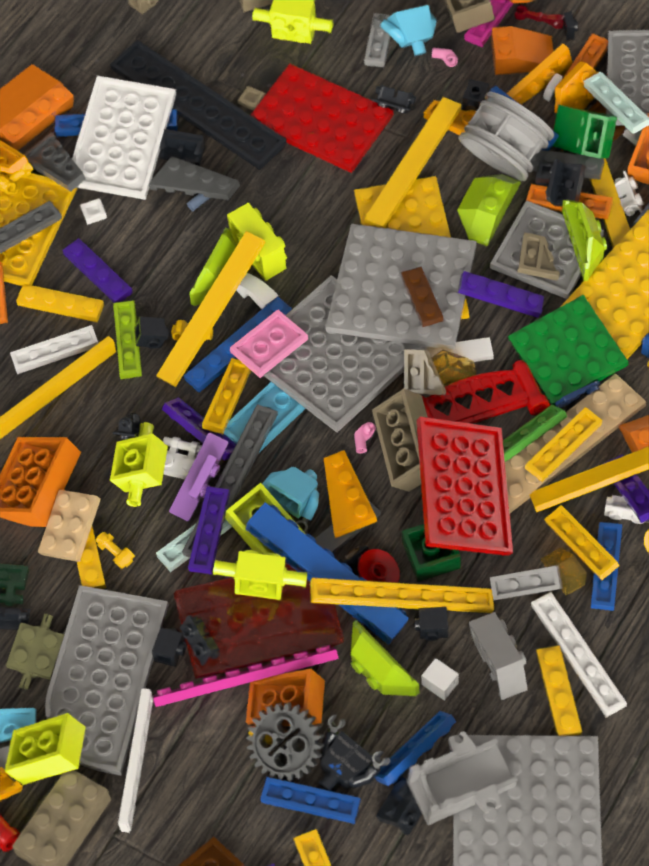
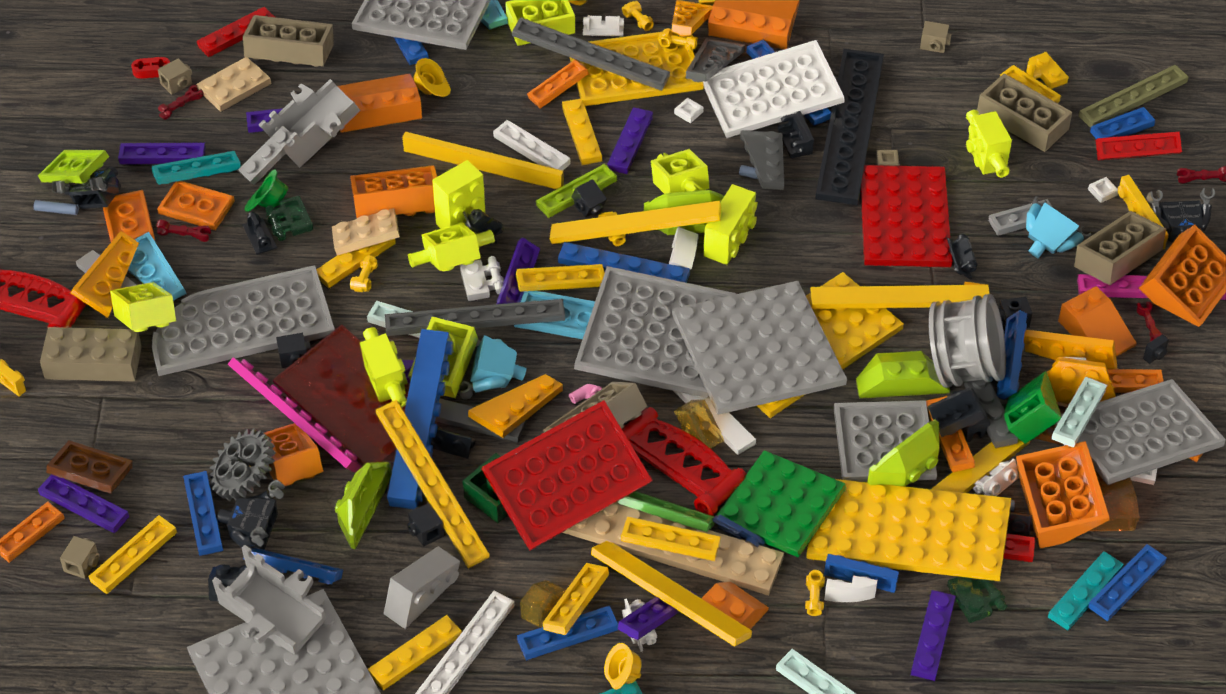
camera: 55 degrees right, 10 degrees down
(35, 651) = (238, 265): olive plate -> none
(95, 429) = (457, 192): none -> neon yellow brick
(135, 761) = (172, 377): white tile -> none
(175, 250) = (680, 172): none -> neon yellow brick
(194, 631) = (309, 353): black hinge -> none
(199, 476) = (466, 293): medium lavender bracket -> none
(209, 530) = (413, 317): dark purple plate -> none
(269, 343) = (626, 276): bright pink plate -> none
(381, 563) = (460, 451): red dish -> none
(421, 373) = (672, 399): dark tan wing -> none
(422, 296) = (750, 360): reddish brown plate -> none
(440, 679) = (371, 554): white panel -> none
(446, 55) = (1047, 273): bright pink arm -> none
(501, 294) = (803, 423): dark purple plate -> none
(526, 582) = (506, 573): light grey plate -> none
(536, 258) = (862, 431): dark tan wing -> none

